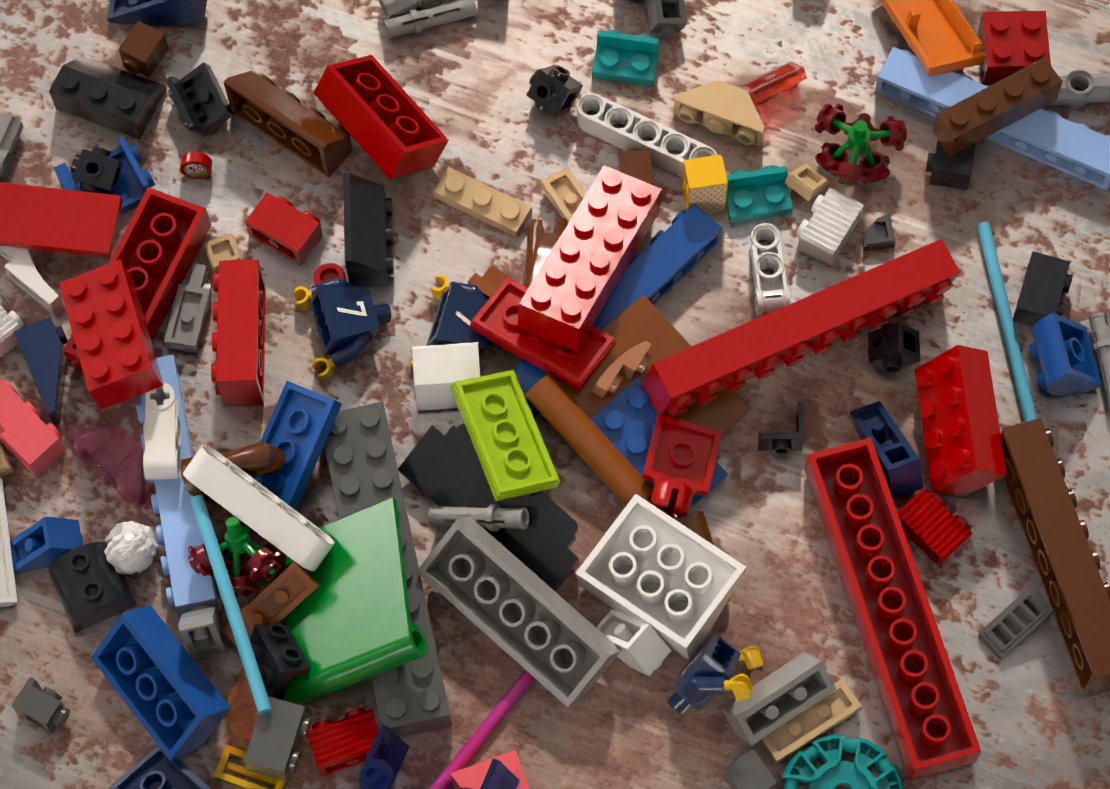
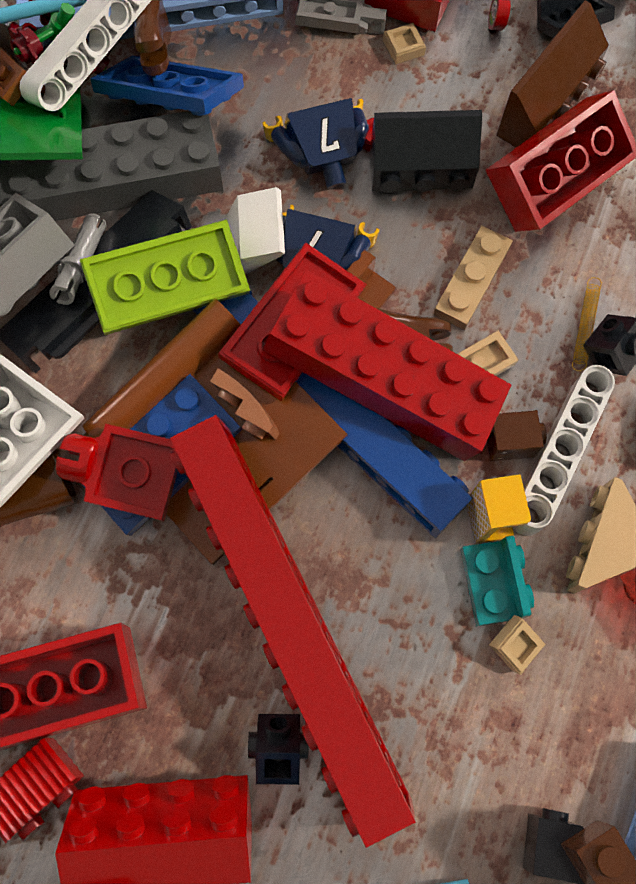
camera: 85 degrees right, 5 degrees up
(239, 333) = (305, 42): red brick -> none
(284, 228) = (432, 83): red brick -> none
(527, 117) = (588, 309): none -> yellow piece
(770, 290) = (366, 596): white piece -> none
(784, 442) = (158, 603): black bracket -> none
(829, 227) = (455, 671): white brick -> none
(860, 132) = (584, 712): dark red plant -> none
(879, 235) = (448, 739): dark grey tile -> none
(895, 454) = (142, 732): dark blue slope -> none

